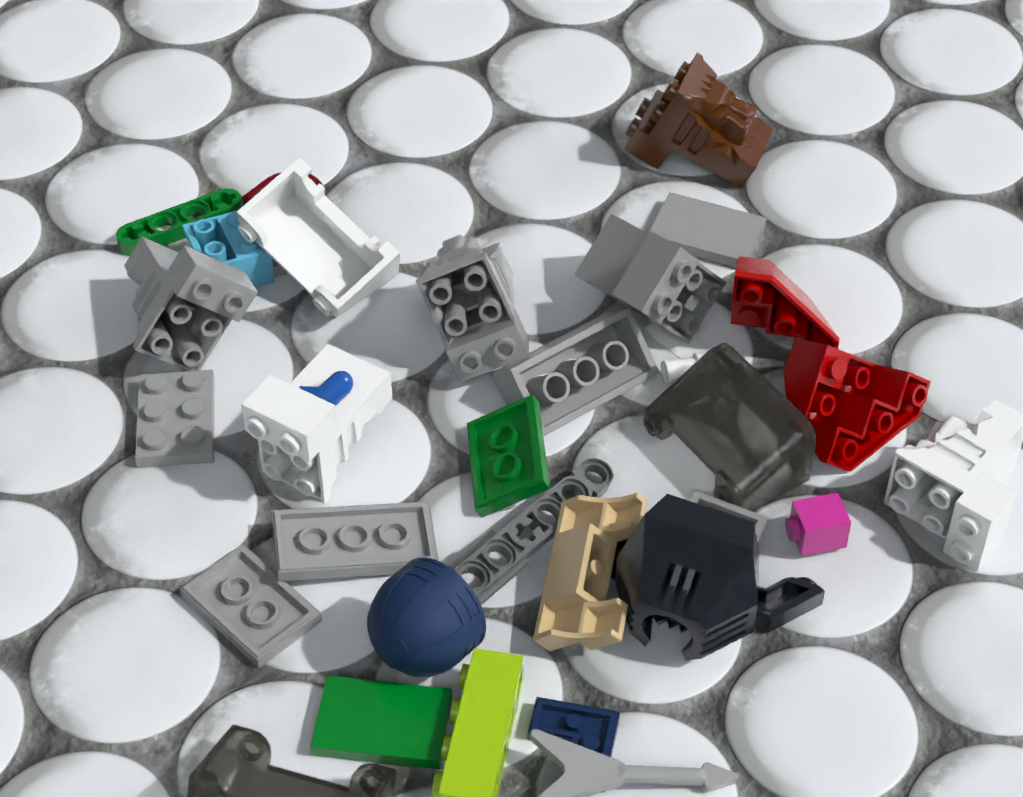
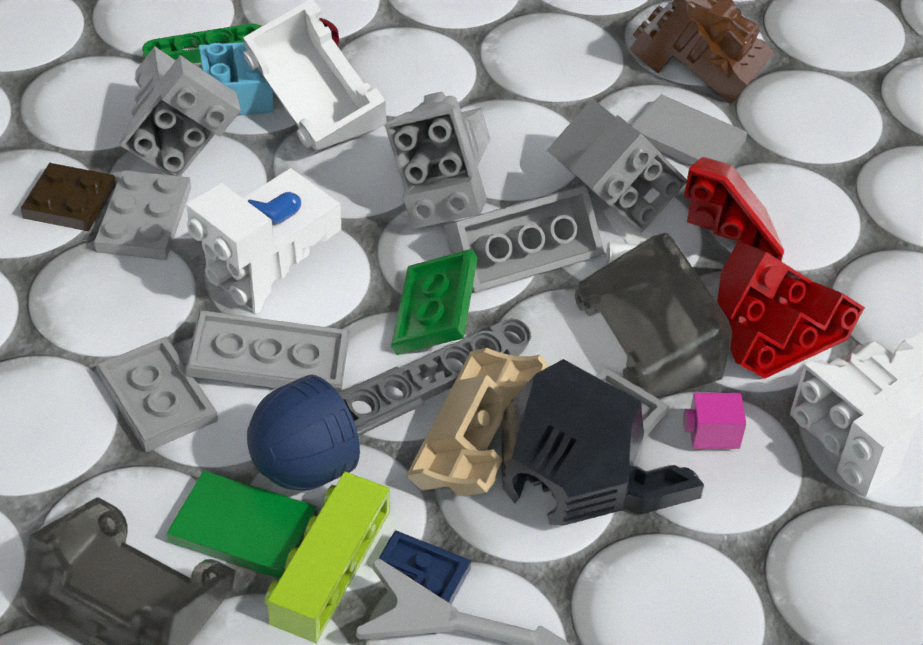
camera: 10 degrees right, 0 degrees up
(89, 413) = (68, 196): none -> dark brown plate

